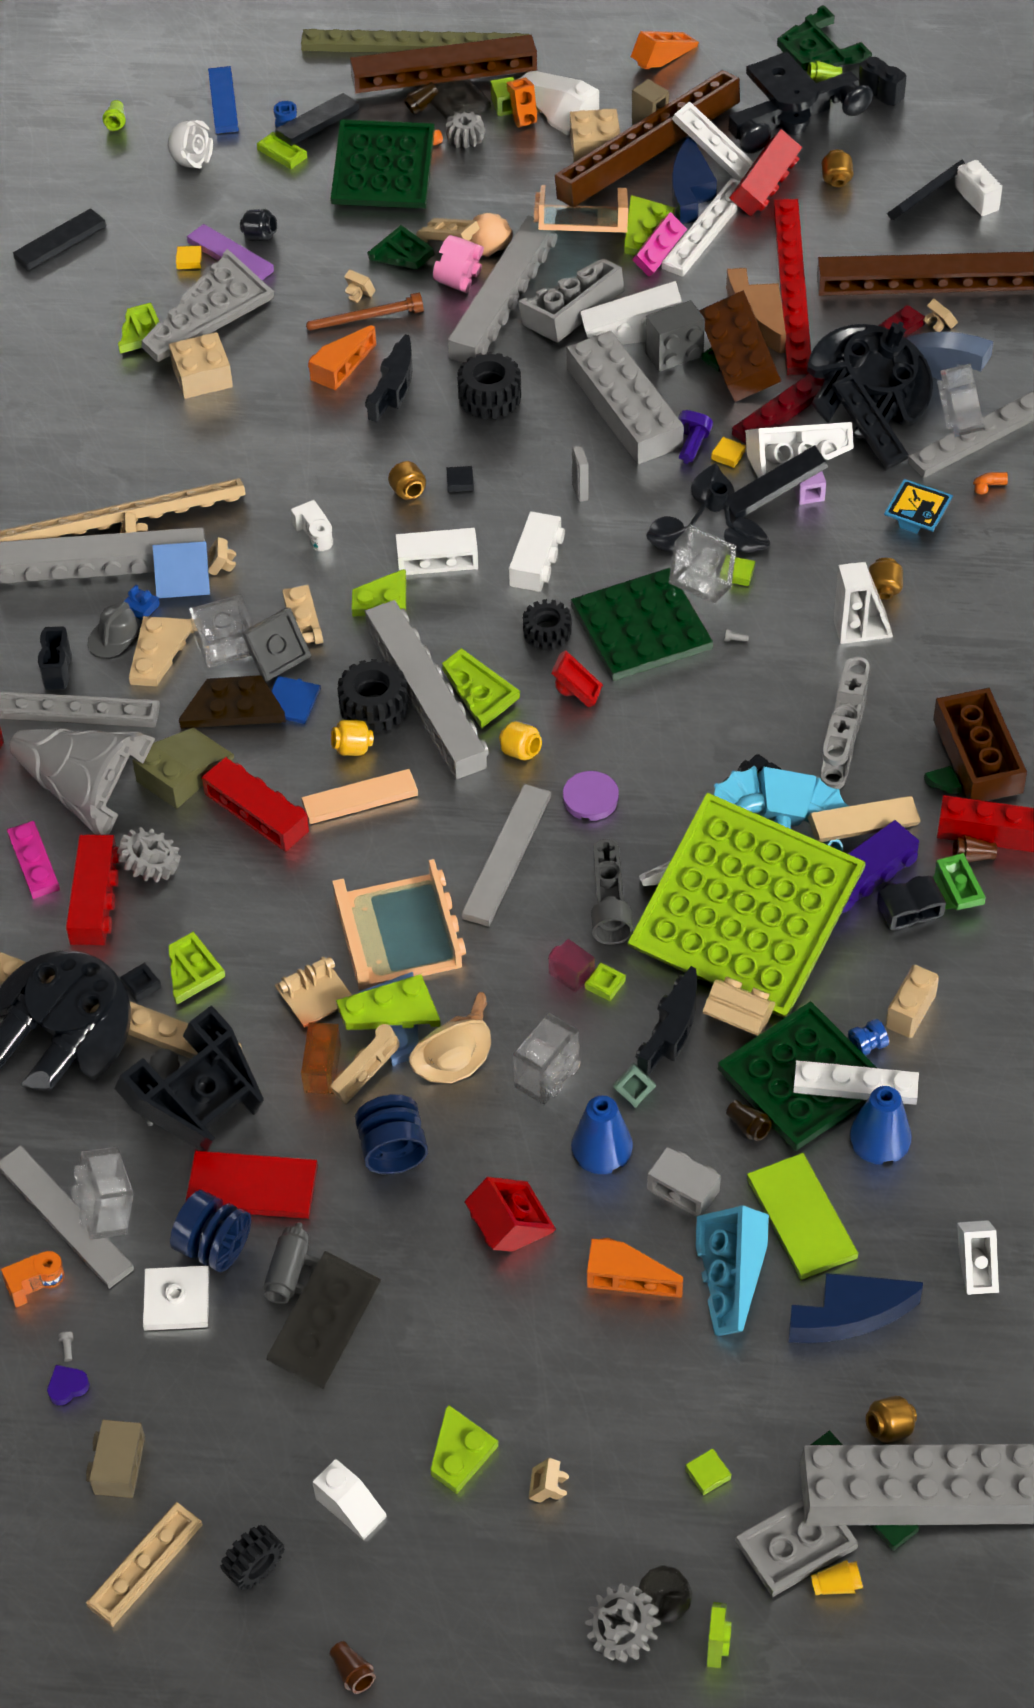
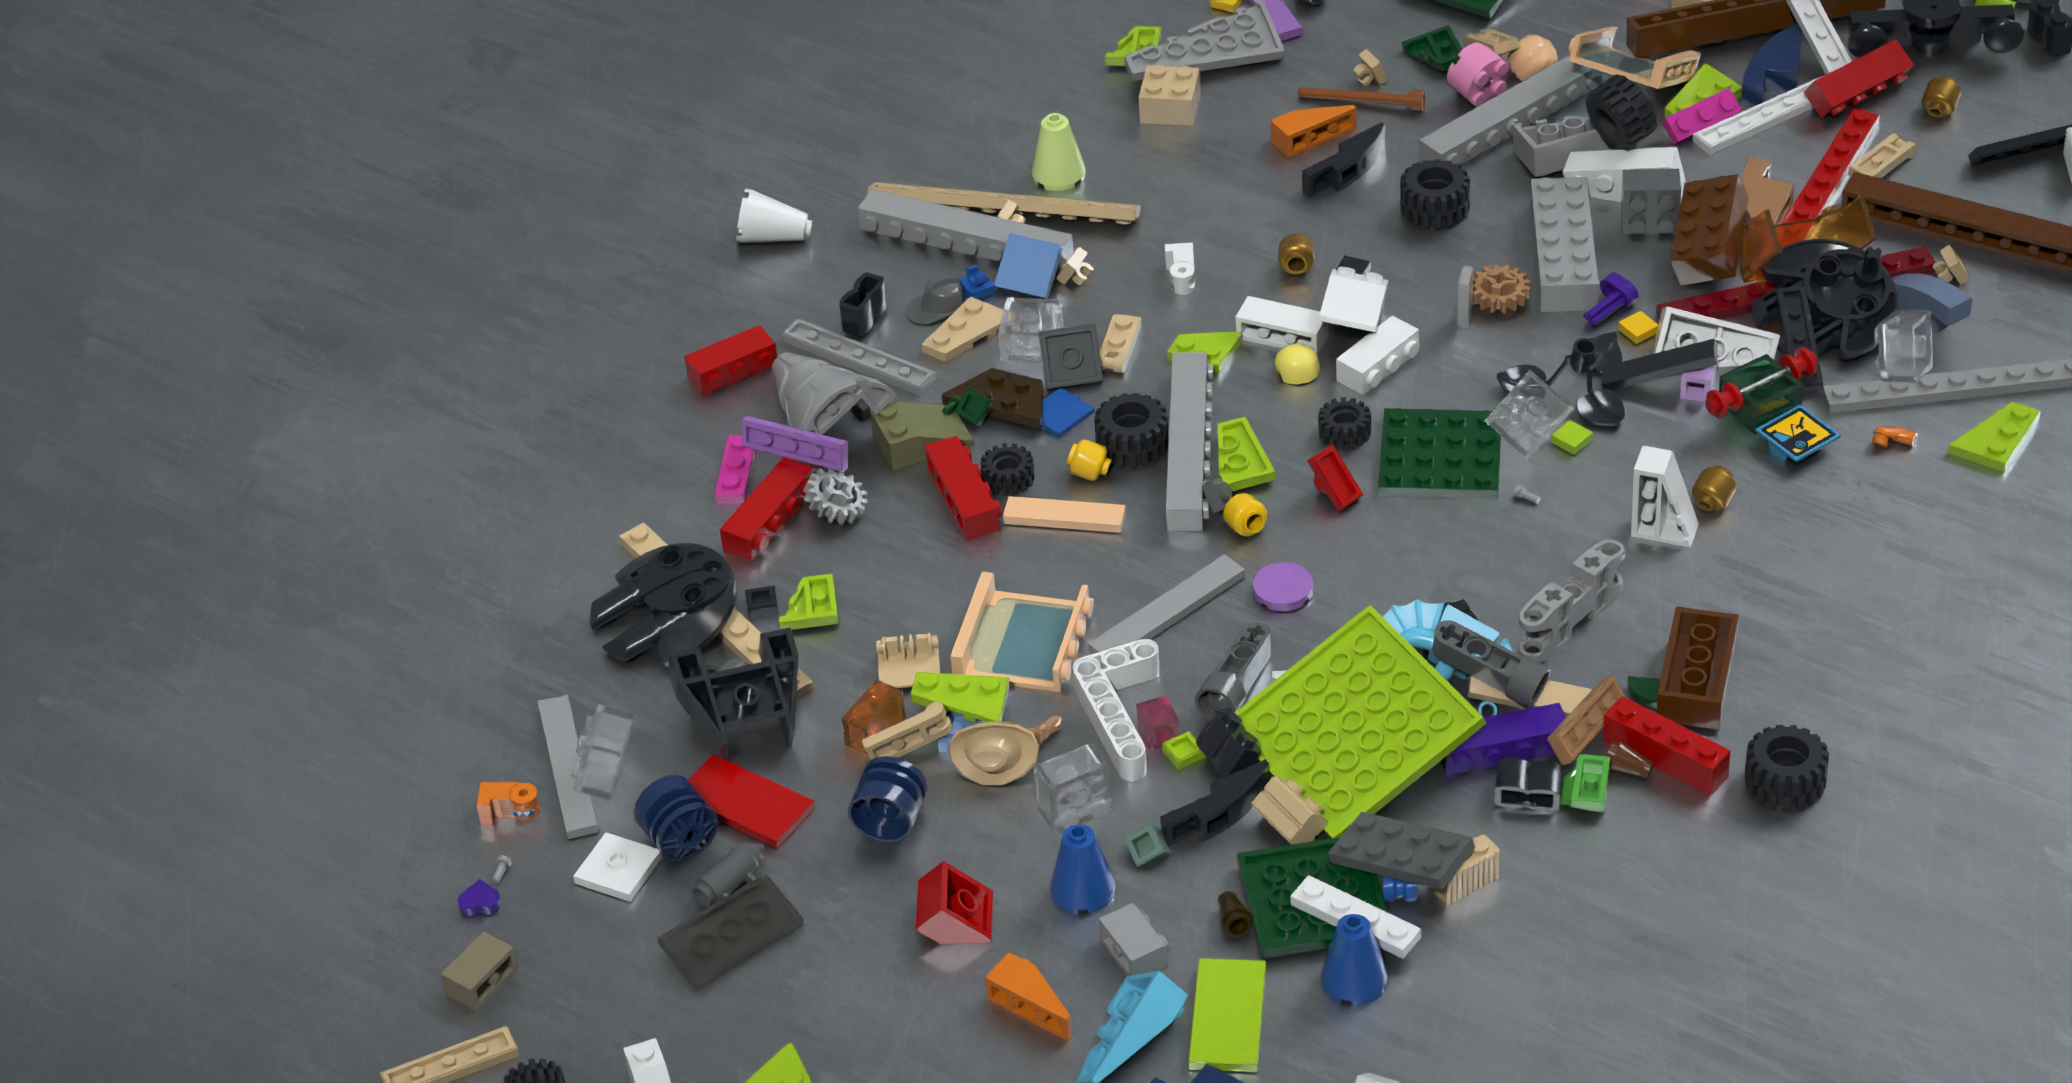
camera: 30 degrees right, 10 degrees down
(87, 819) = (795, 443): none -> medium lavender tile
(140, 456) = (1057, 155): none -> yellowish green cone
(196, 723) = (953, 402): none -> dark green piece
(217, 722) = (974, 406): none -> dark green tile
(285, 759) = (1005, 458): none -> black tyre
(470, 582) = (1297, 364): none -> light yellow hair
(487, 729) = (1217, 493): none -> dark grey plate
(491, 508) = (1354, 299): none -> white slope
(493, 944) = (1095, 684): none -> white beam
(601, 453) = (1500, 288): none -> medium nougat gear
(618, 264) = (1621, 112): none -> black tyre
(648, 964) = (1228, 743): none -> black brick
(807, 344) = (1764, 239): none -> clear orange windscreen
(825, 236) = (1884, 157): none -> tan plate
(861, 810) = (1521, 678): none -> dark grey beam
(861, 1007) = (1401, 850): none -> dark grey plate
(872, 476) = (1762, 388): none -> clear green brick
(925, 826) = (1584, 721): none -> medium nougat tile

